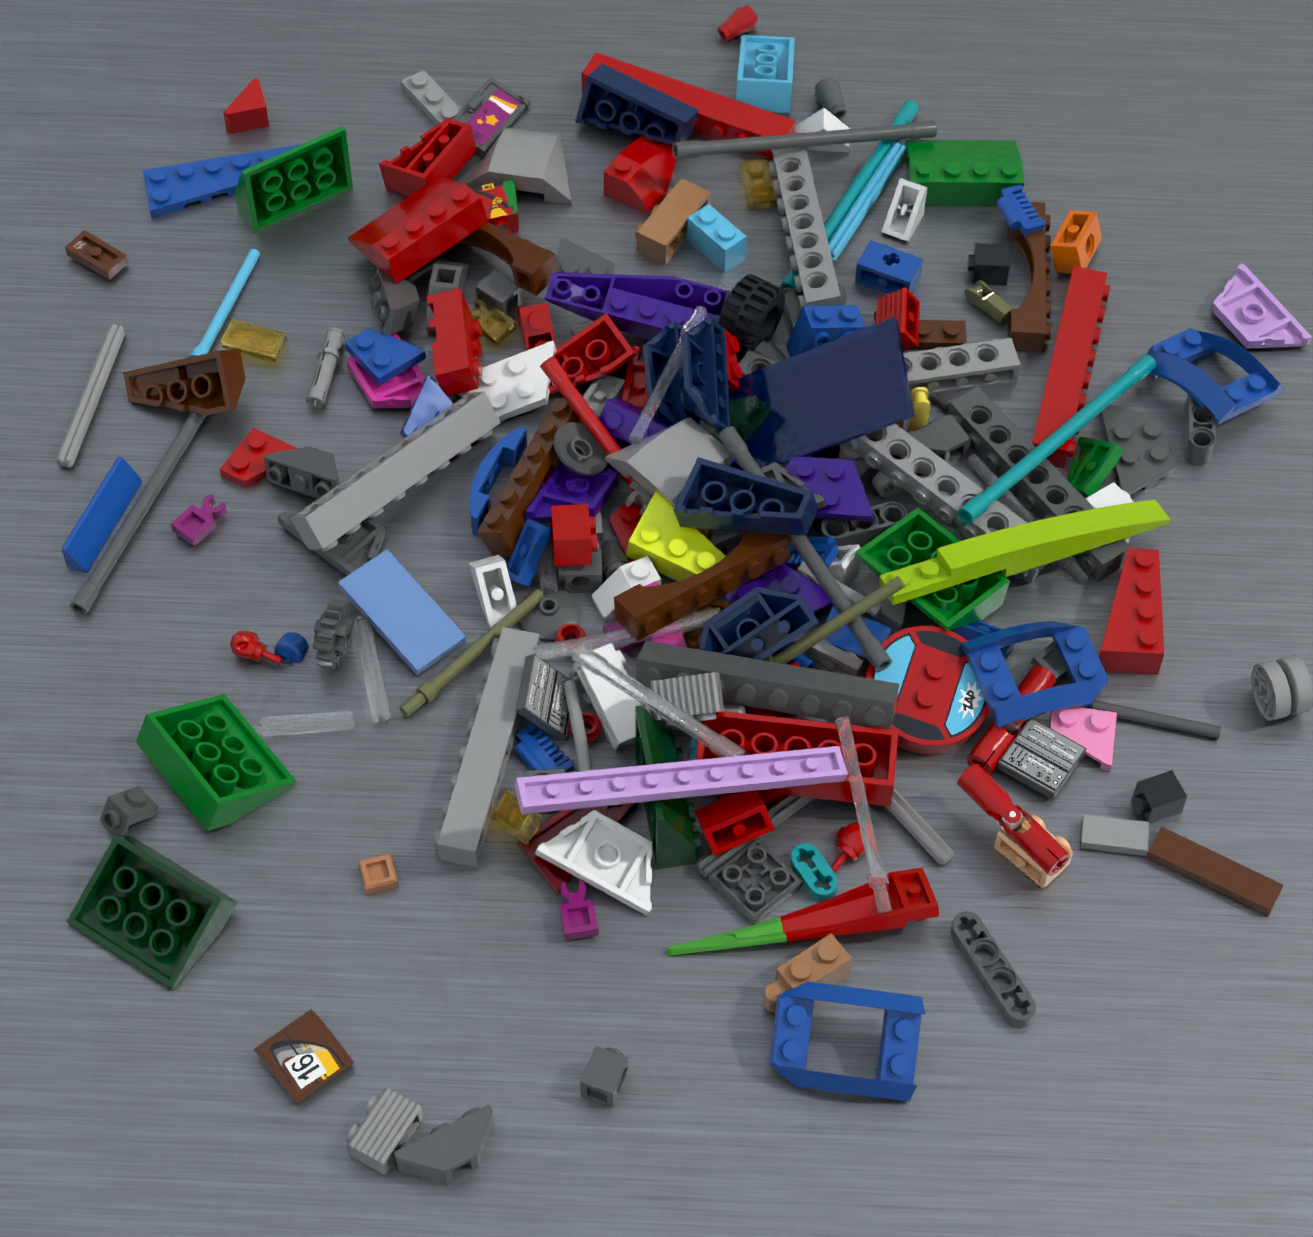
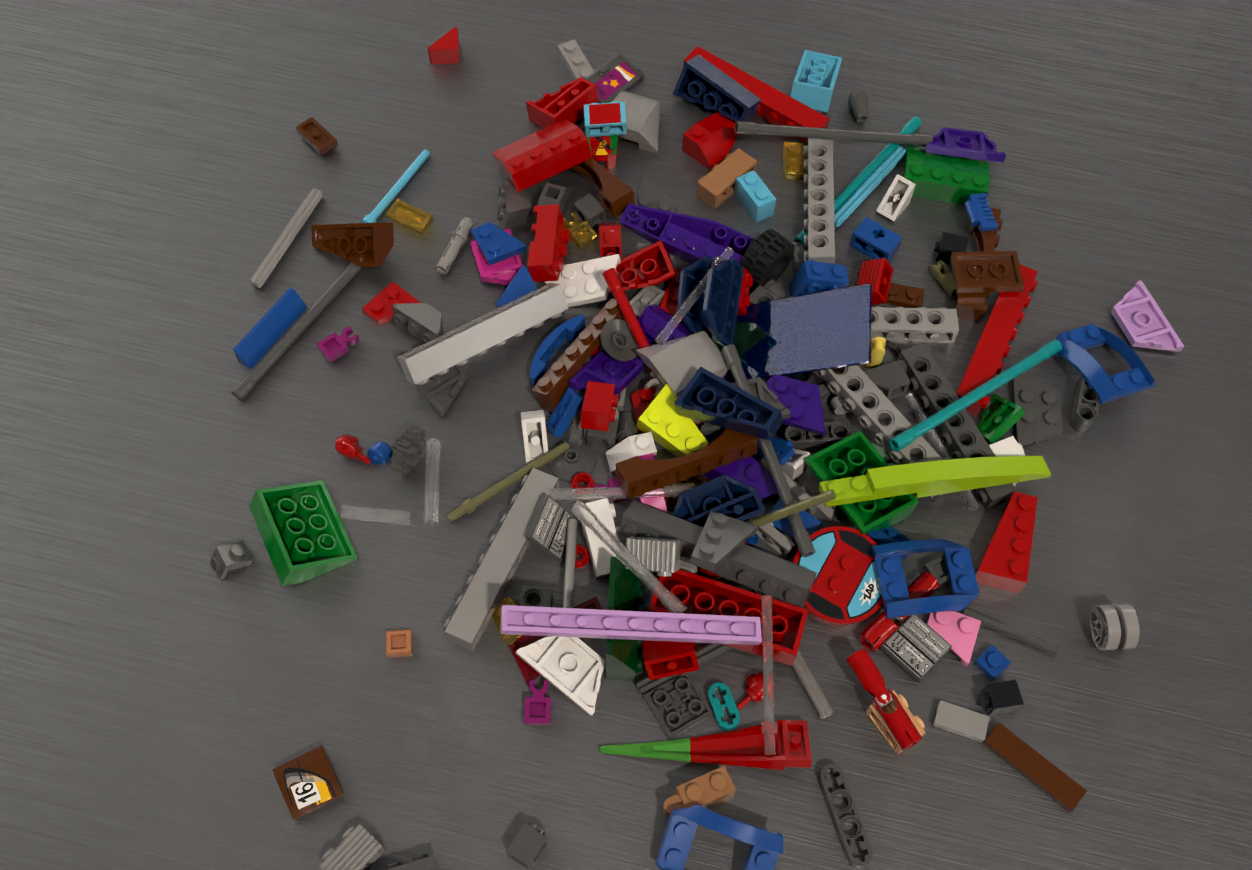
camera: 10 degrees right, 5 degrees up
(150, 910) = (226, 641): dark green slope -> none
(180, 184) = (391, 94): blue wing -> none
(294, 180) = (464, 104): green slope -> none
(402, 612) = (464, 441): medium blue tile -> none
(495, 168) = (605, 119): none -> brick
(535, 755) = (536, 572): blue piece -> none
(738, 23) = (803, 41): red cone -> none
(768, 663) = (720, 538): none -> dark grey wing
(823, 121) = (848, 122): white slope -> none
(980, 126) = (964, 144): none -> dark purple wing
(1041, 284) = (986, 272): none -> reddish brown plate
(1076, 241) = (1021, 238): orange brick -> none
(1140, 760) = (992, 662): none -> blue plate

